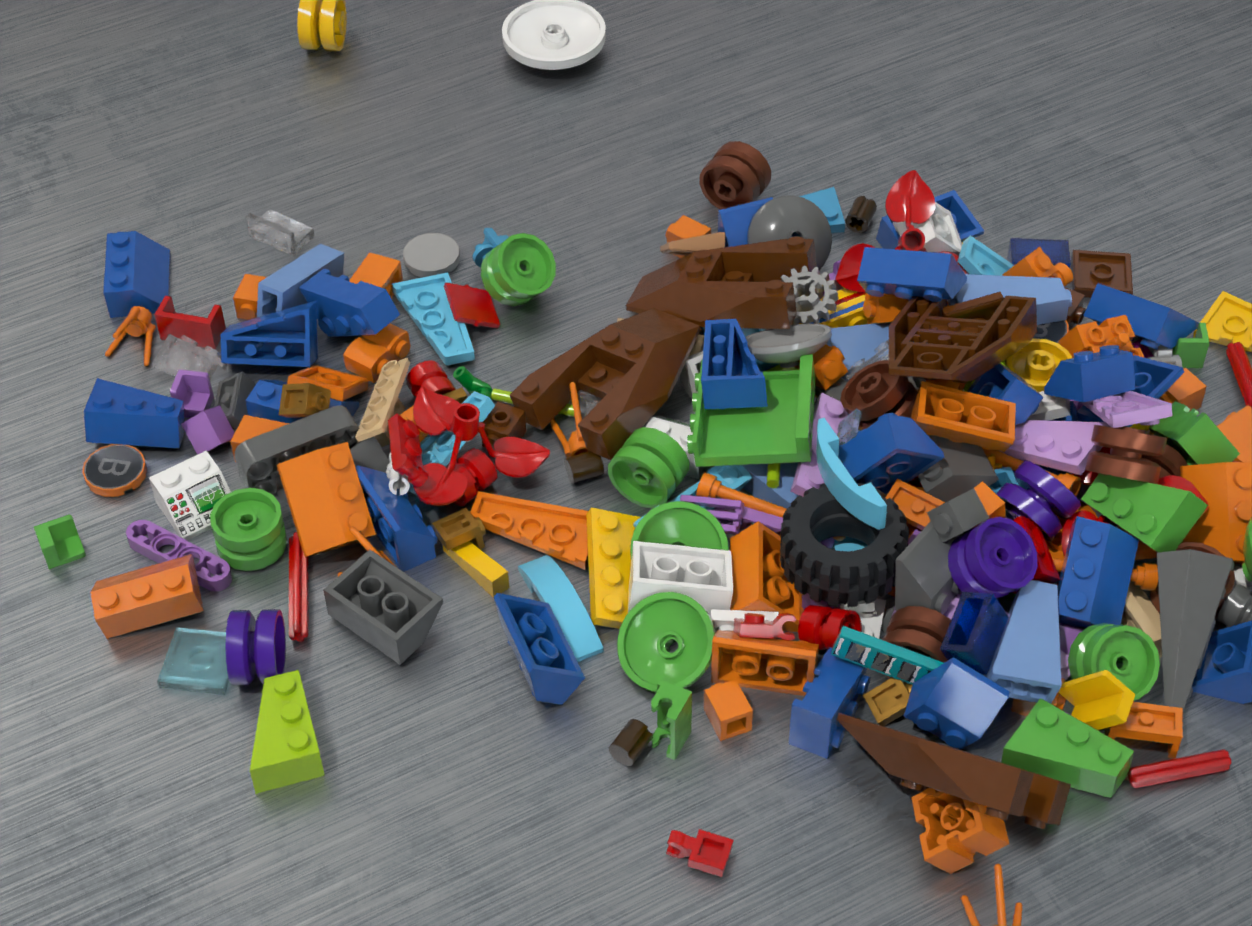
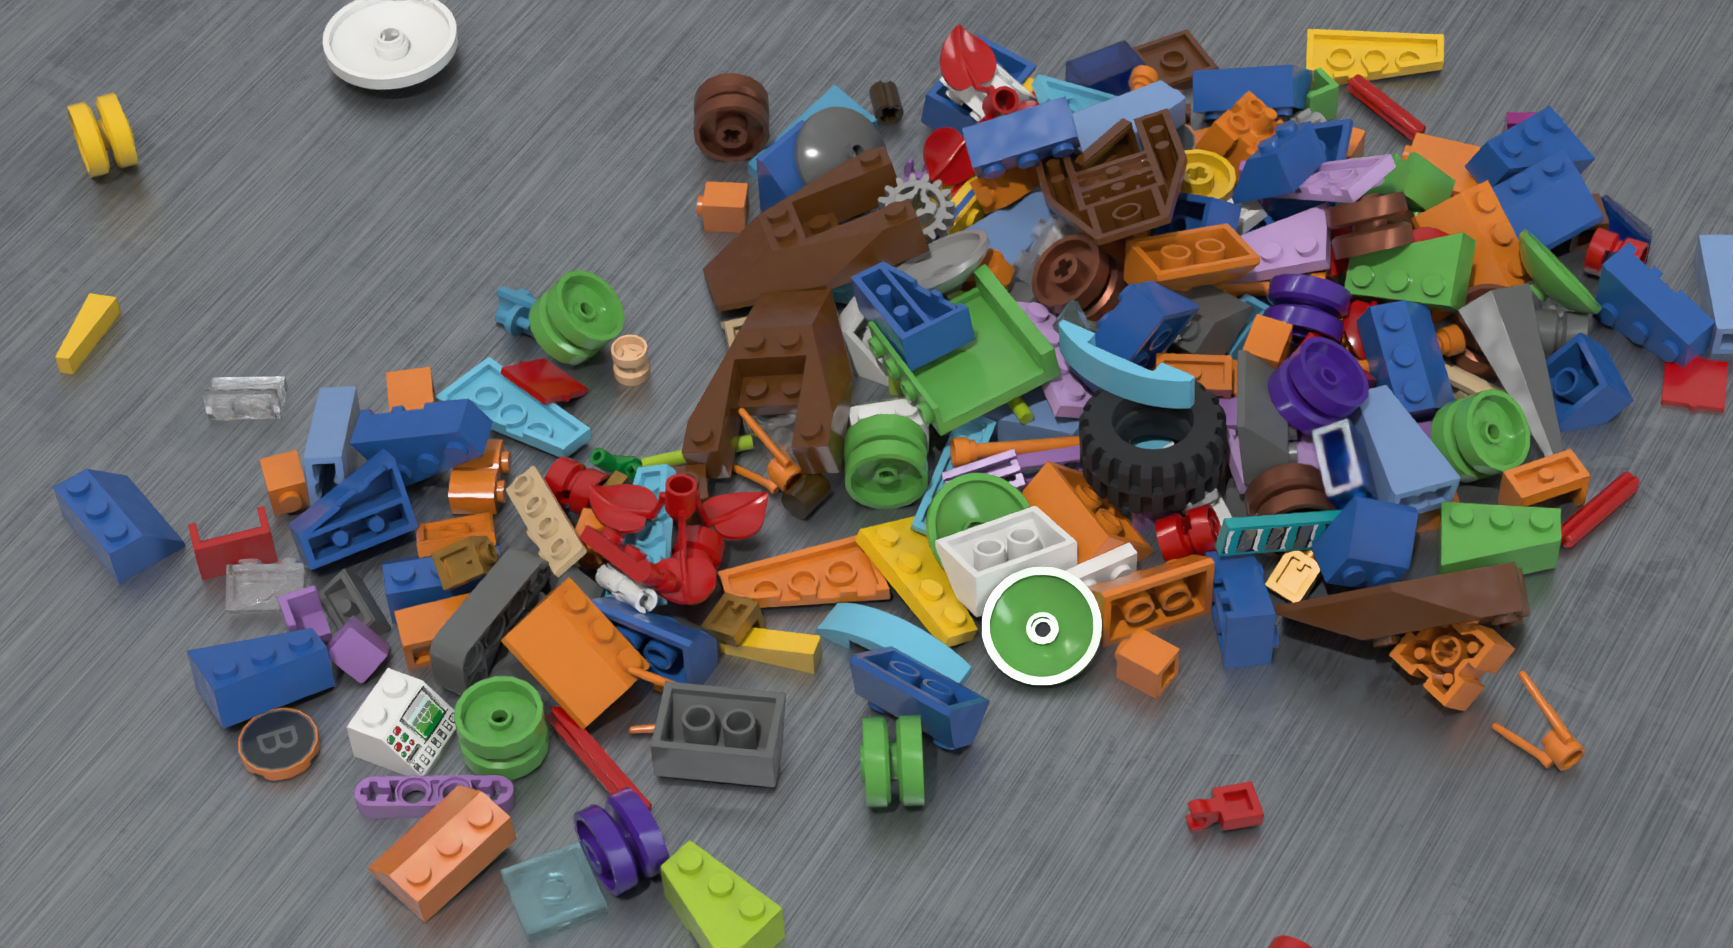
camera: 30 degrees left, 0 degrees up
(59, 541) = (284, 850): bright green panel -> none
(136, 324) = (166, 575): orange plant -> none
(219, 145) = (88, 328): none -> yellow piece
(431, 254) = (448, 347): light grey tile -> none
(480, 686) = (892, 761): none -> bright green wheel
(539, 317) = (630, 360): none -> light nougat wheel
(630, 742) = (1076, 742): dark brown piece -> none
(673, 716) = (1105, 694): bright green hinge -> none
(694, 244) = (751, 206): medium nougat slope -> none
(757, 627) = (1125, 566): plate -> none
(958, 515) = (1263, 356): dark grey brick -> none
(1033, 265) = (1115, 81): orange brick -> none
(1098, 699) = (1499, 476): yellow panel -> none

